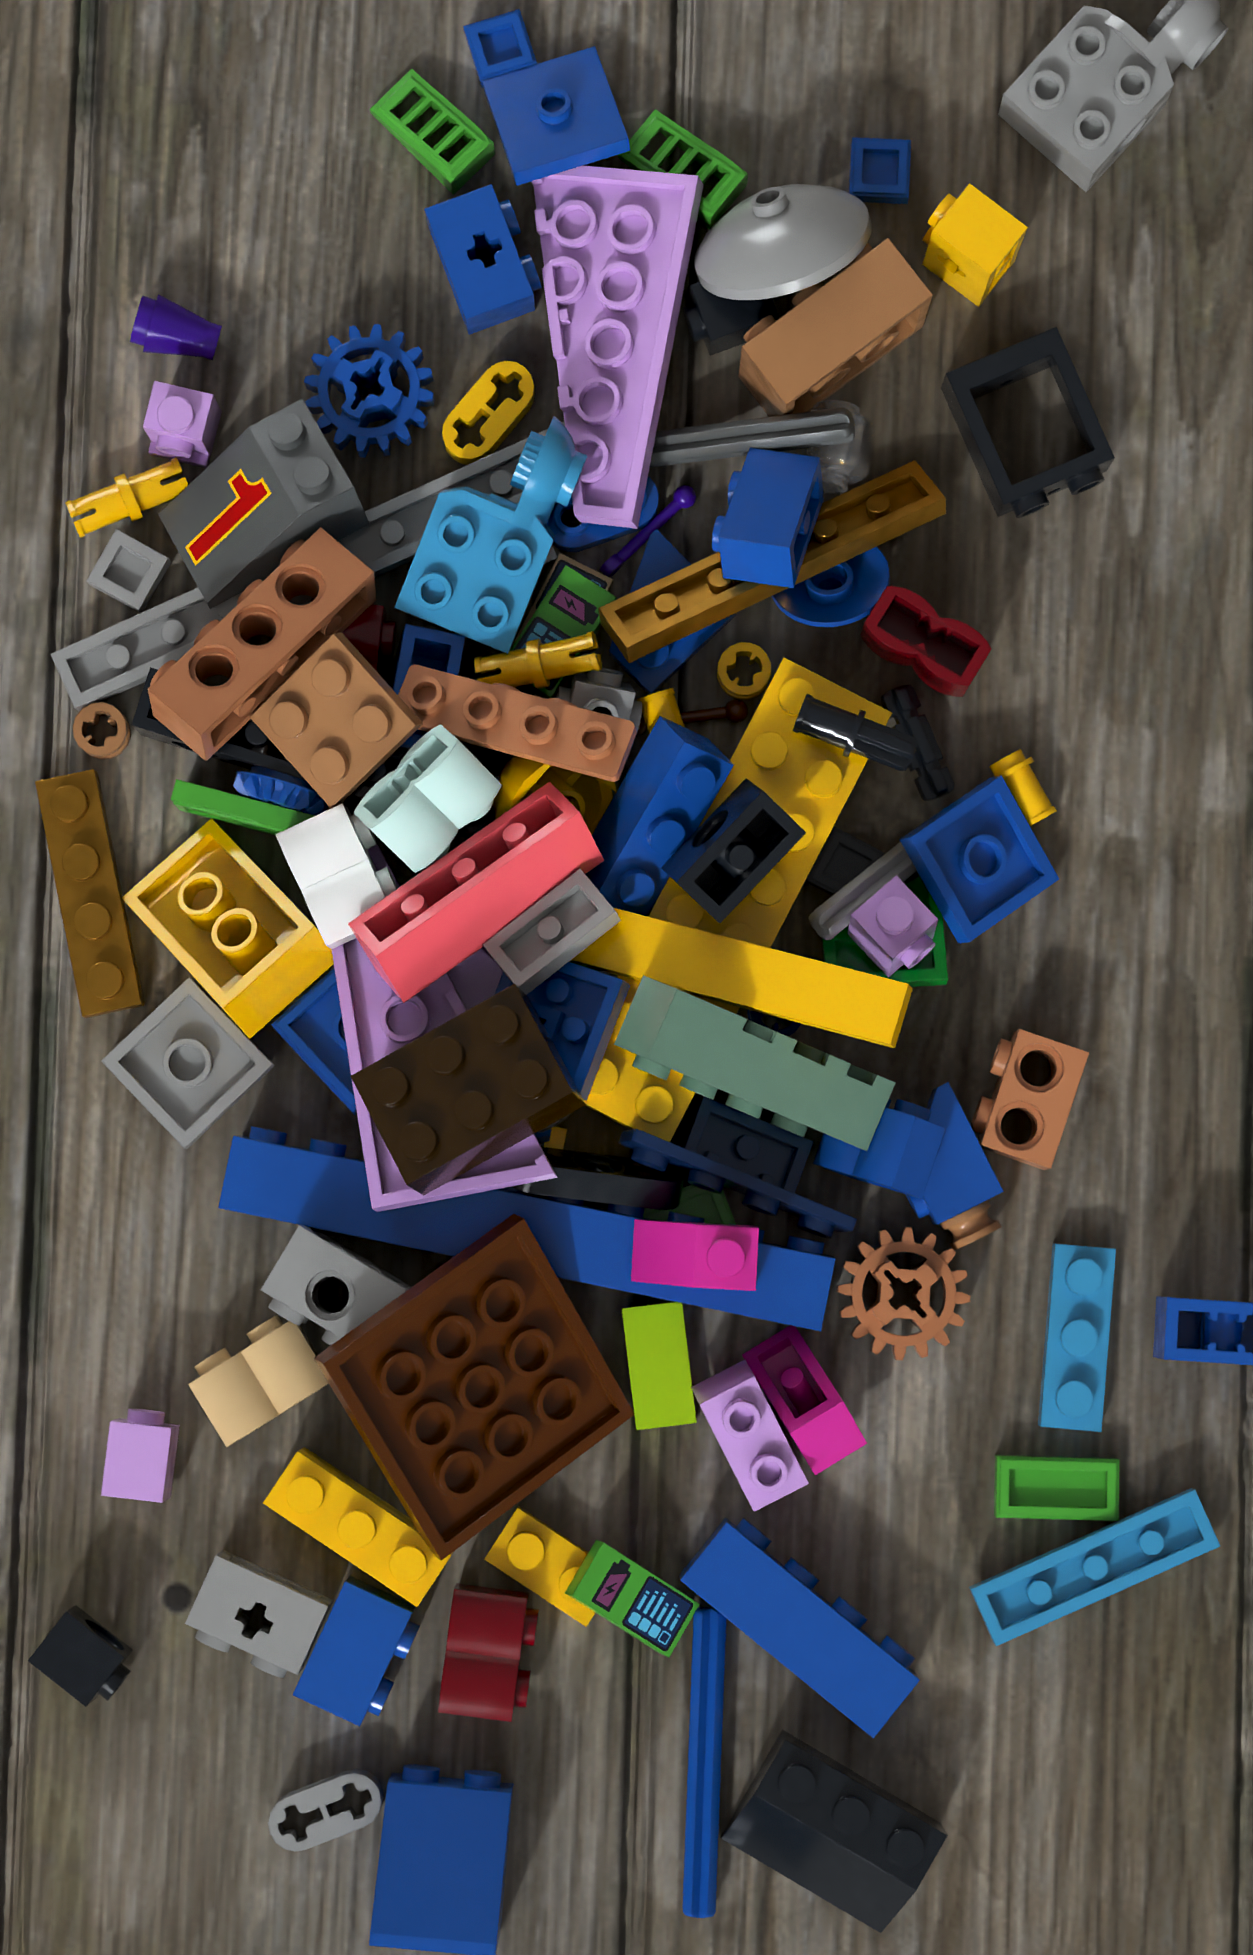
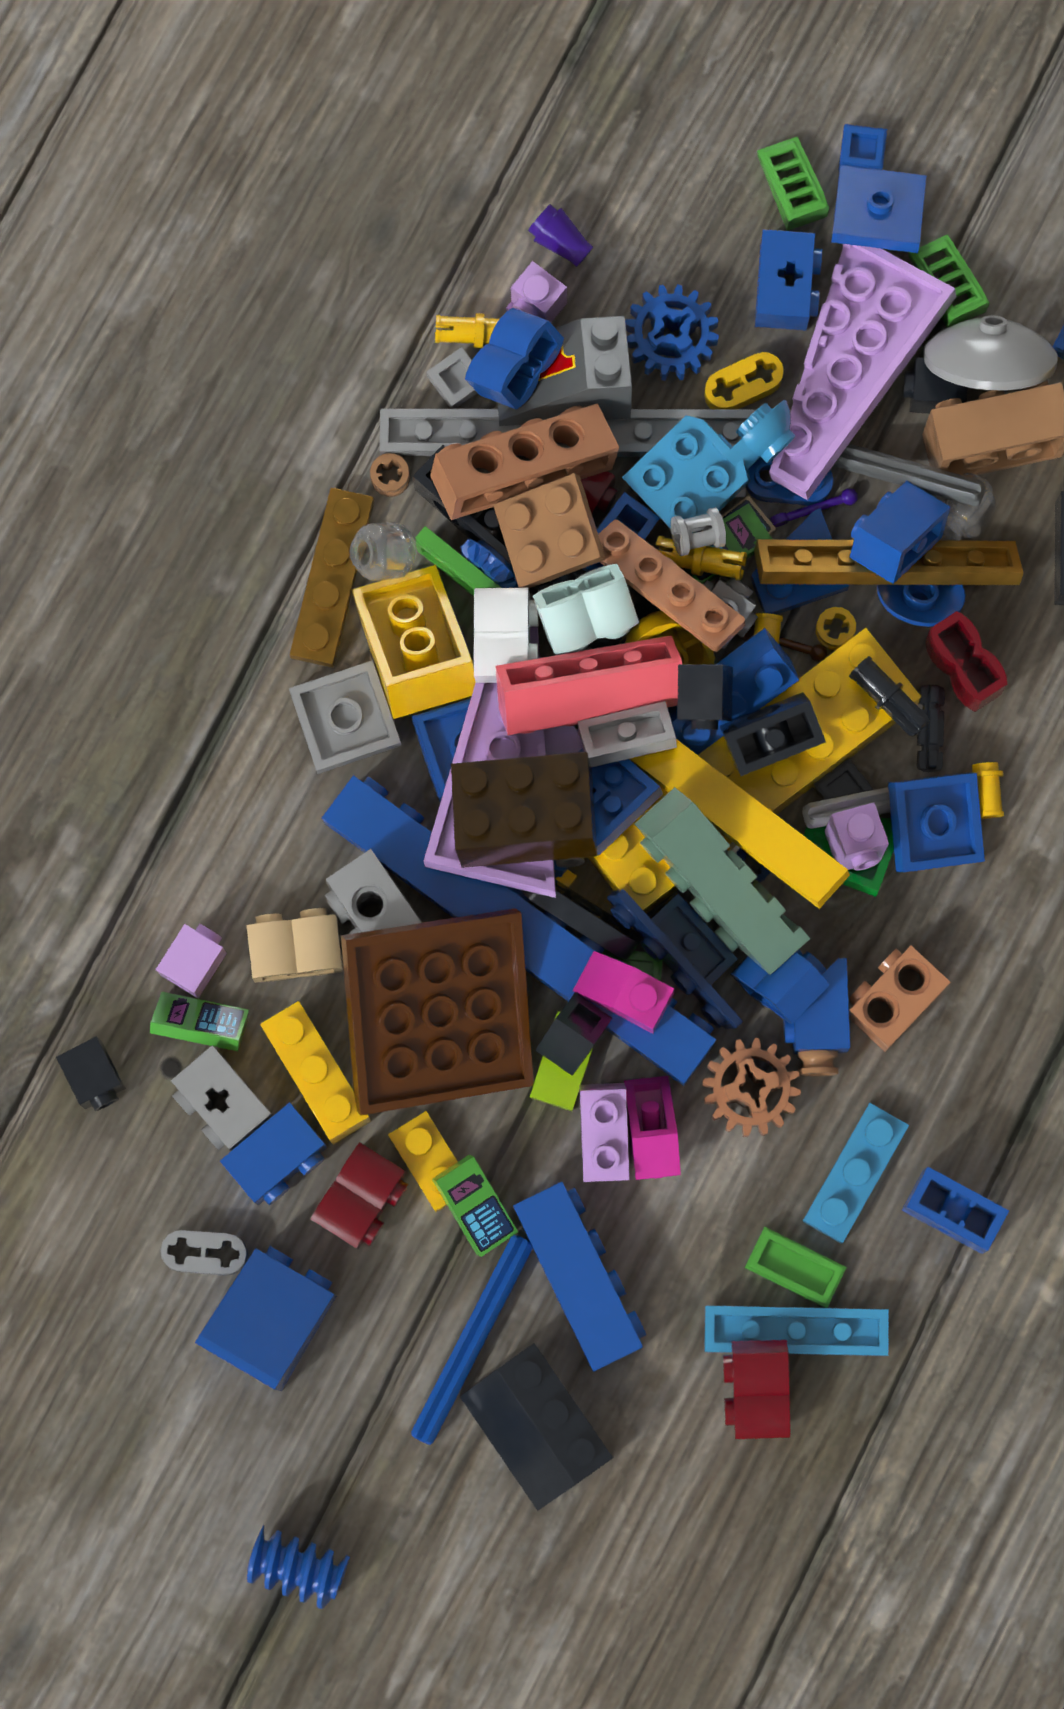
camera: 25 degrees right, 5 degrees down
(138, 833) = (383, 551): none -> clear head
(185, 1528) = (199, 1021): none -> tile
(189, 516) = (514, 358): none -> blue brick
(501, 639) = (685, 540): none -> light grey bush
(627, 841) = (705, 695): none -> black brick
(657, 1334) = (573, 1033): none -> black brick
(1084, 1662) = (759, 1389): none -> dark red brick

